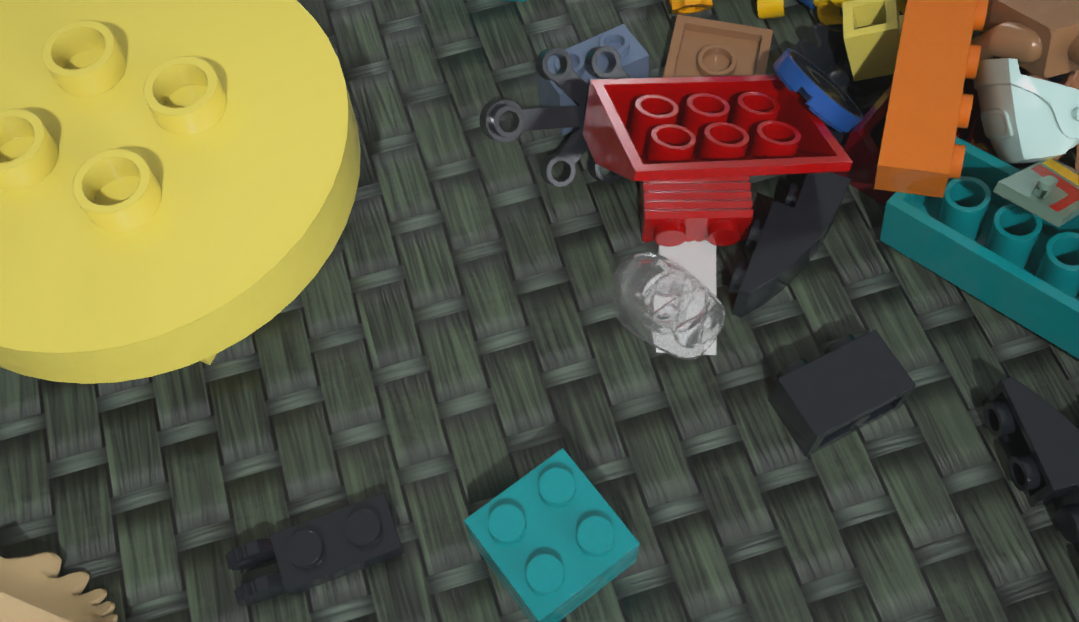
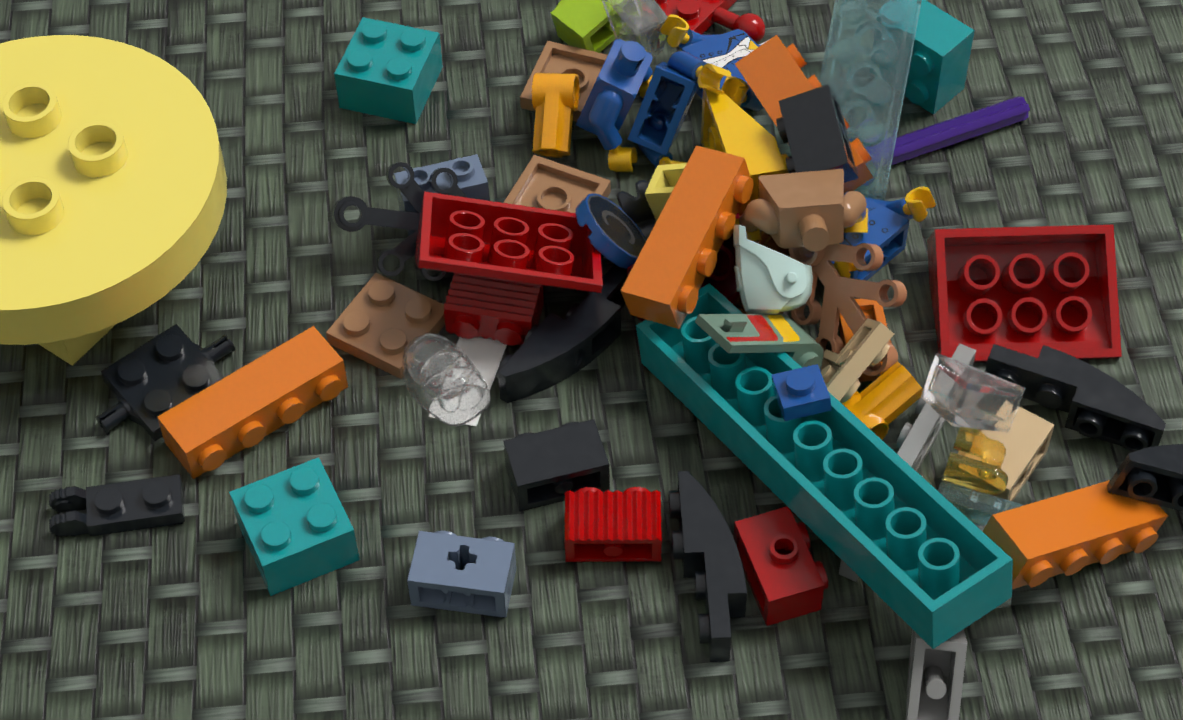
camera: 10 degrees right, 10 degrees down
(330, 370) = (160, 378): none -> black plate
(447, 380) = (253, 402): none -> orange brick
(573, 246) = (384, 322): none -> medium nougat plate
(750, 582) = (462, 573): none -> sand blue brick
(937, 460) = (613, 525): none -> red brick

